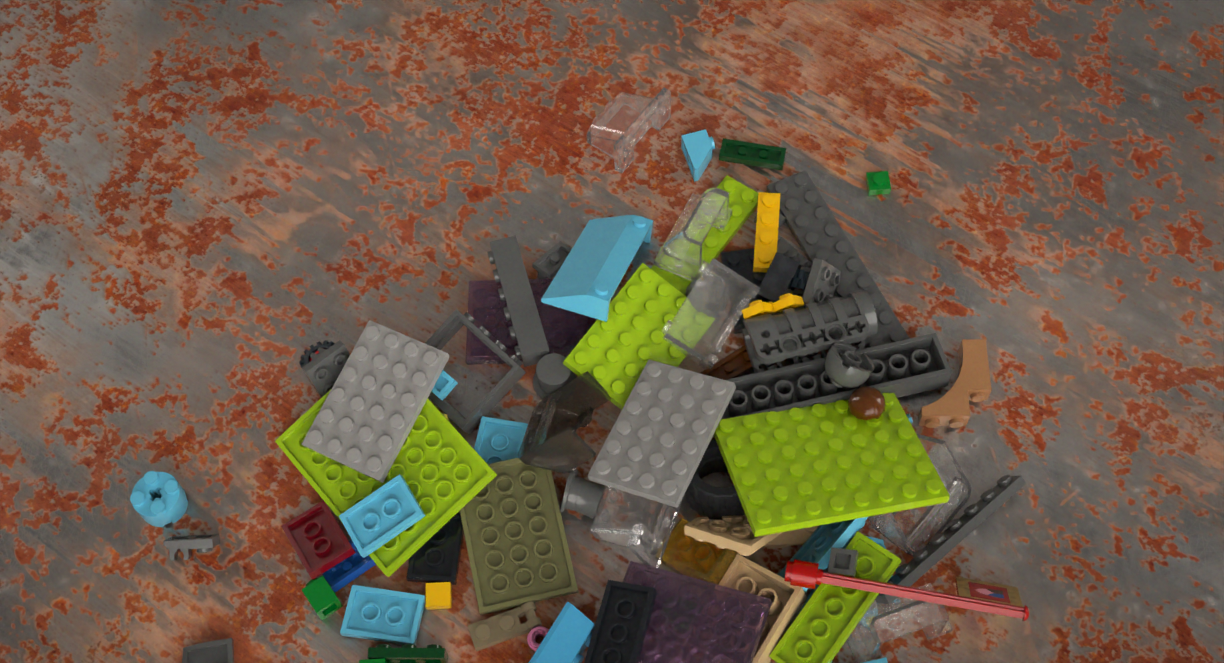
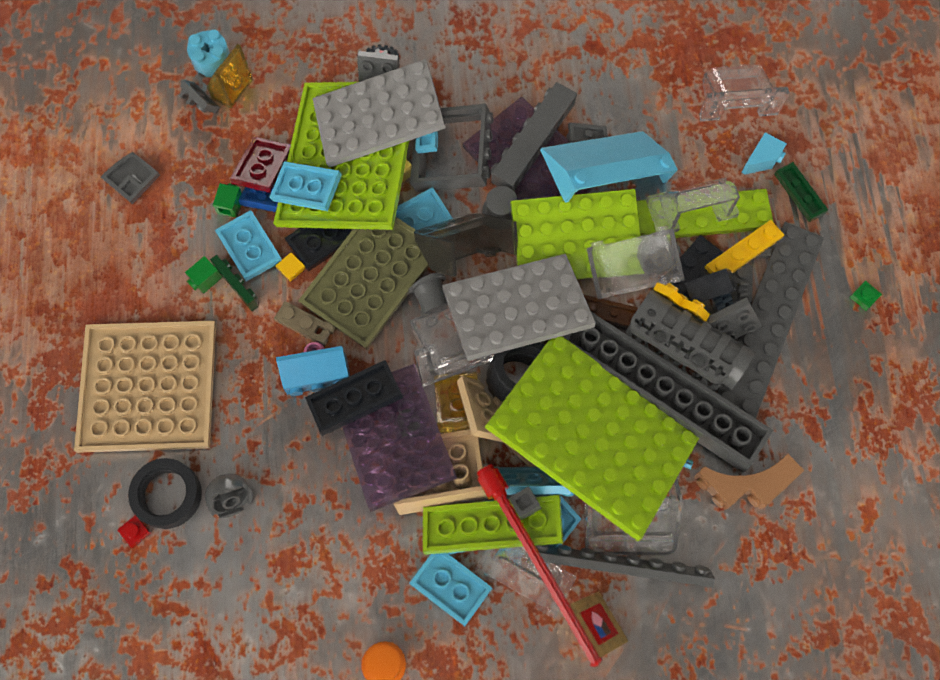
camera: 45 degrees right, 10 degrees up
(205, 499) = (230, 78): none -> clear yellow slope
(846, 366) = (682, 388): dark grey cylinder -> none
(866, 403) = (666, 425): reddish brown hair -> none

